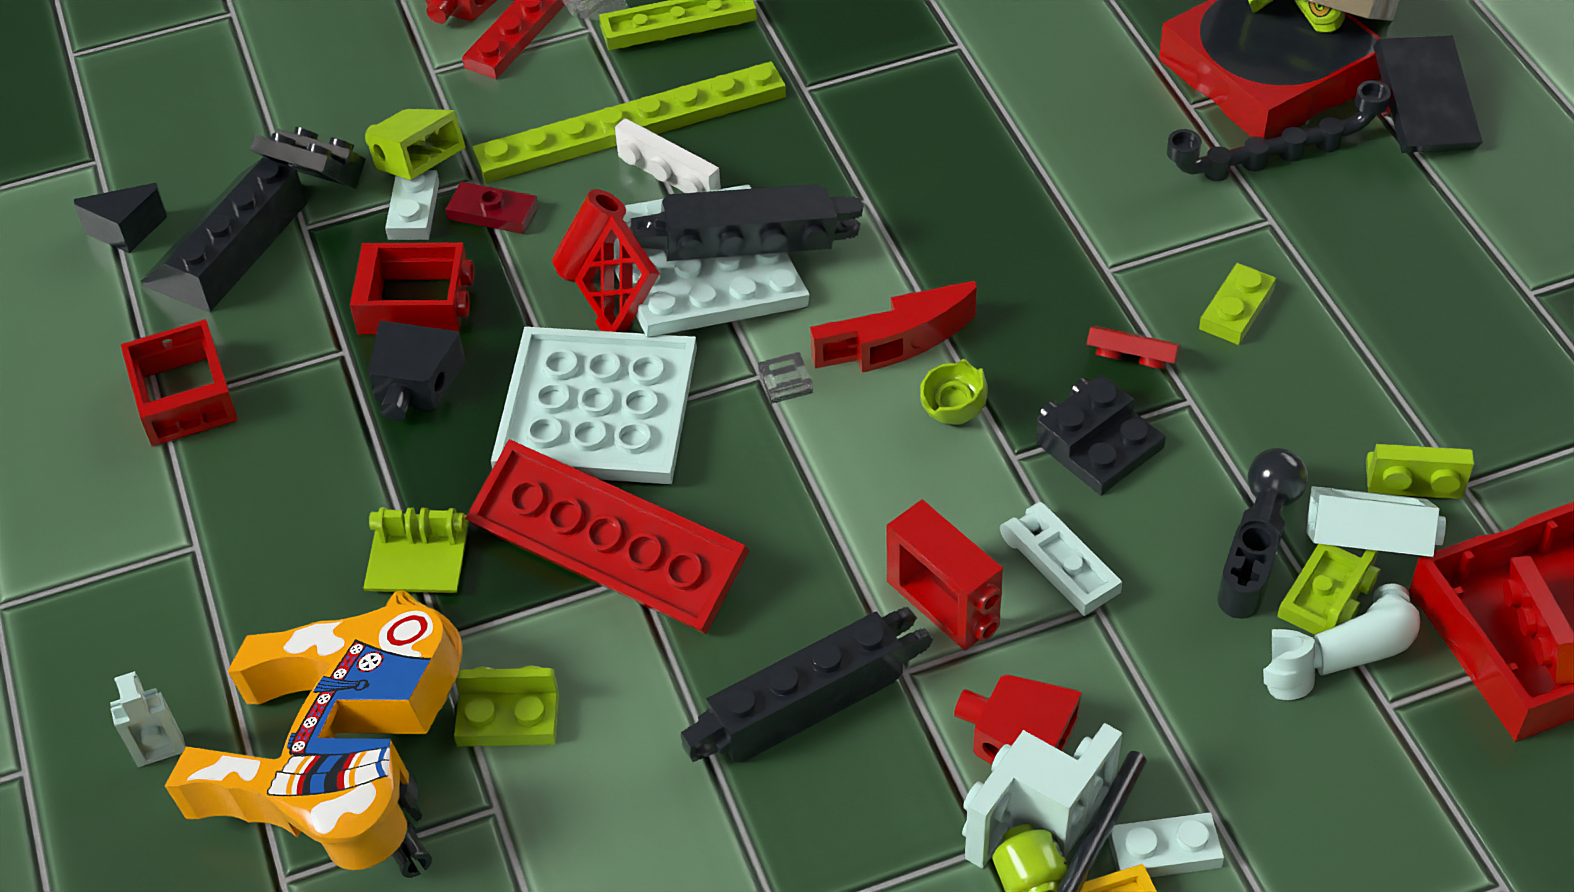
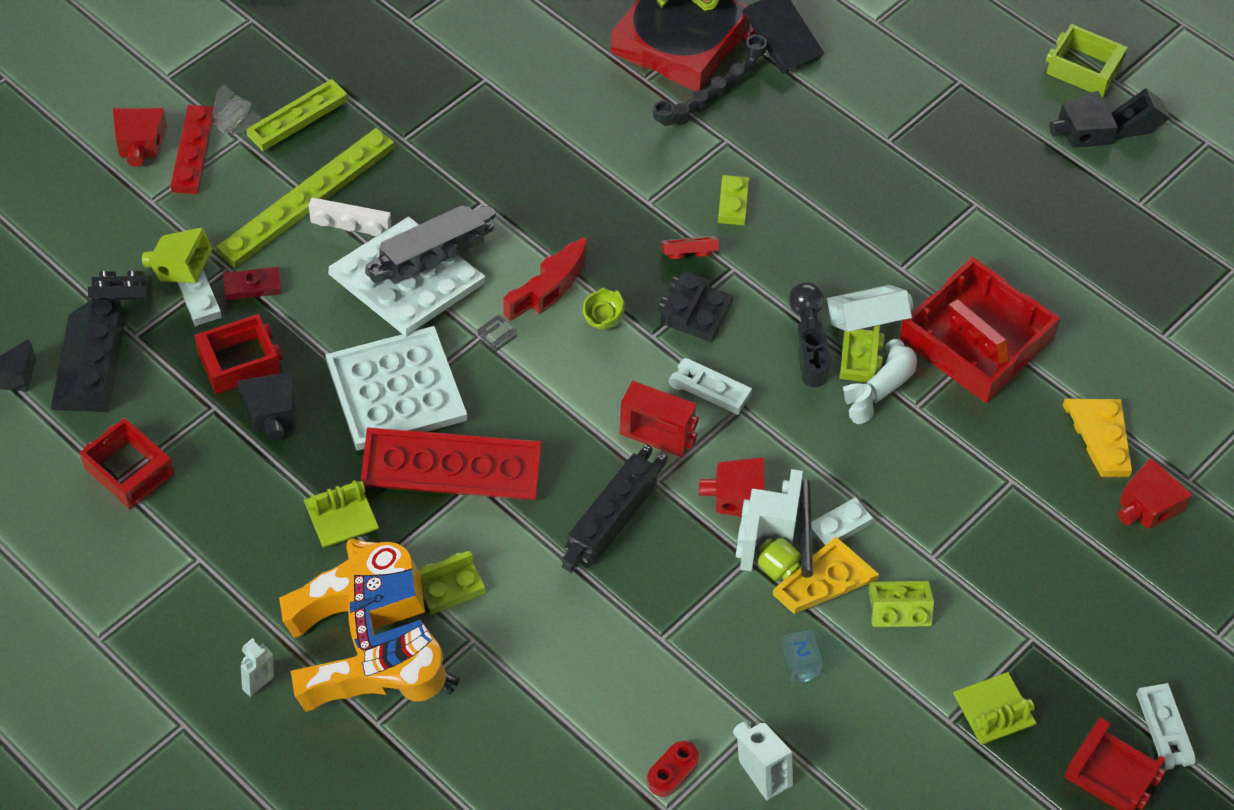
camera: 30 degrees left, 5 degrees up
(591, 246) = (340, 287): red piece -> none
(1419, 471) = (878, 270): lime bracket -> none

